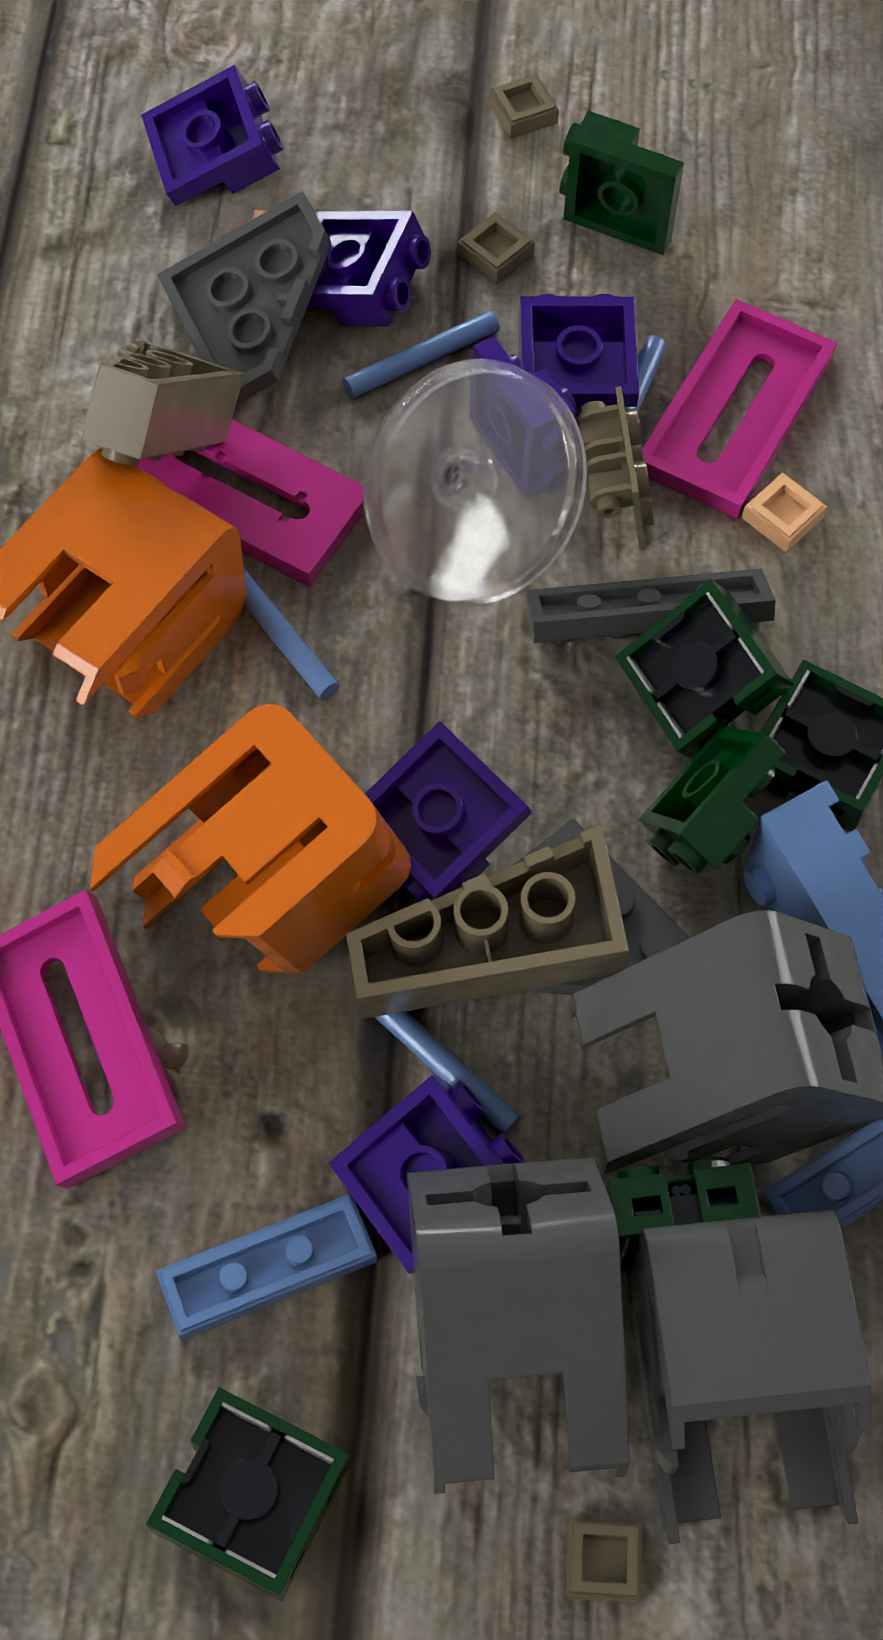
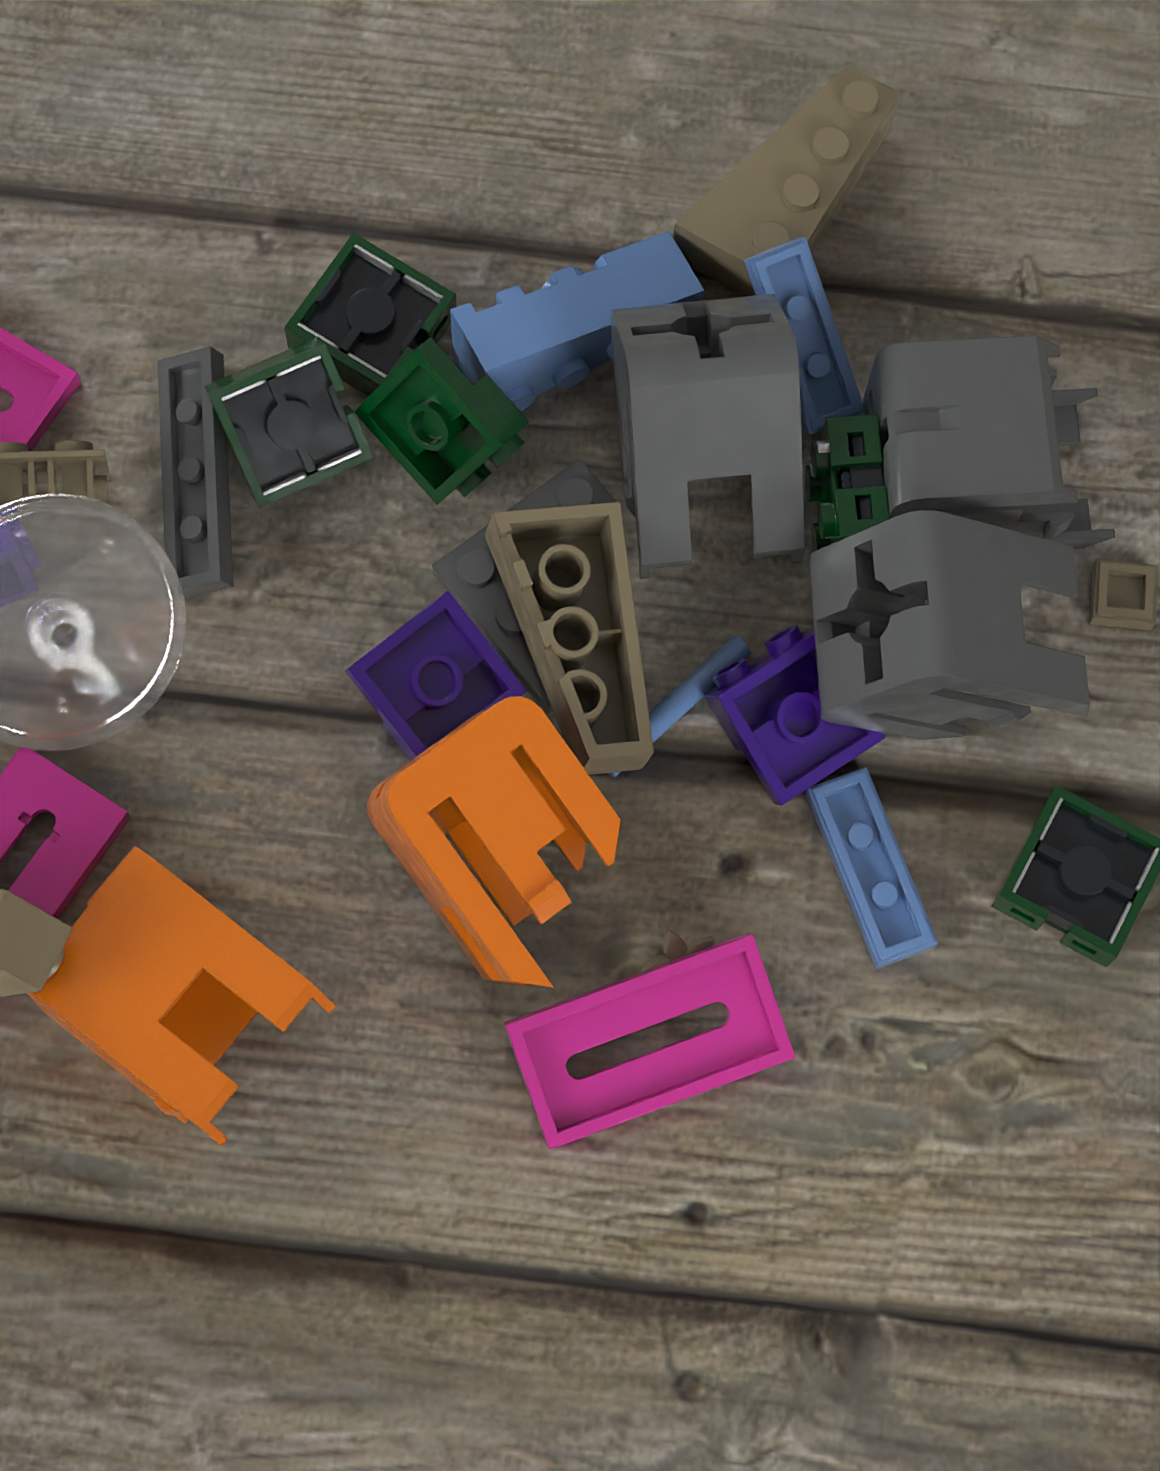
camera: 90 degrees left, 10 degrees up
(289, 641) = (214, 830): medium blue bar -> none
(784, 512) = (81, 334): light nougat tile -> none

